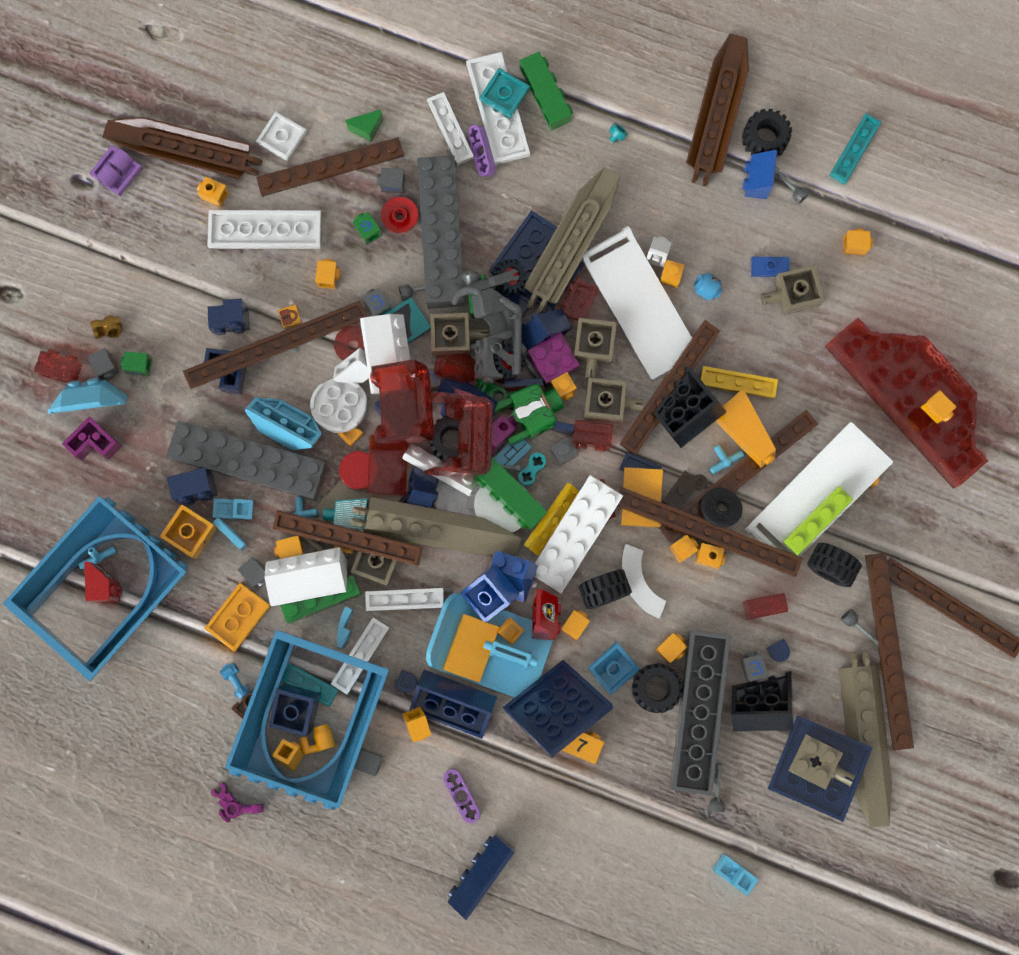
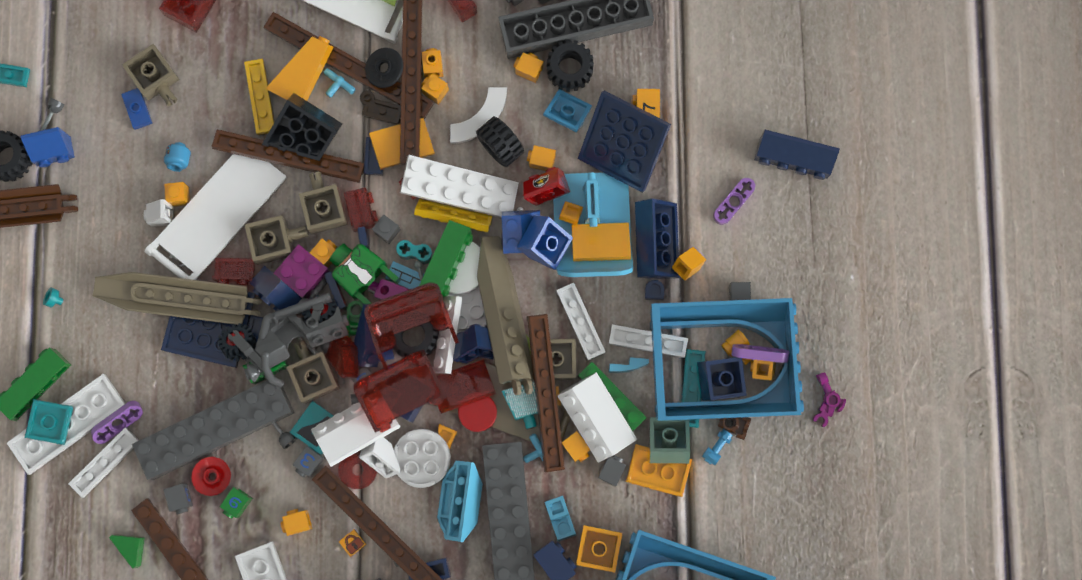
camera: 110 degrees left, 0 degrees up
(222, 526) = (585, 509): medium azure tile -> none
(255, 634) = (669, 441): none -> sand green brick
(301, 756) = (760, 353): none -> medium lavender beam
(857, 242) = (84, 37): light orange brick -> none

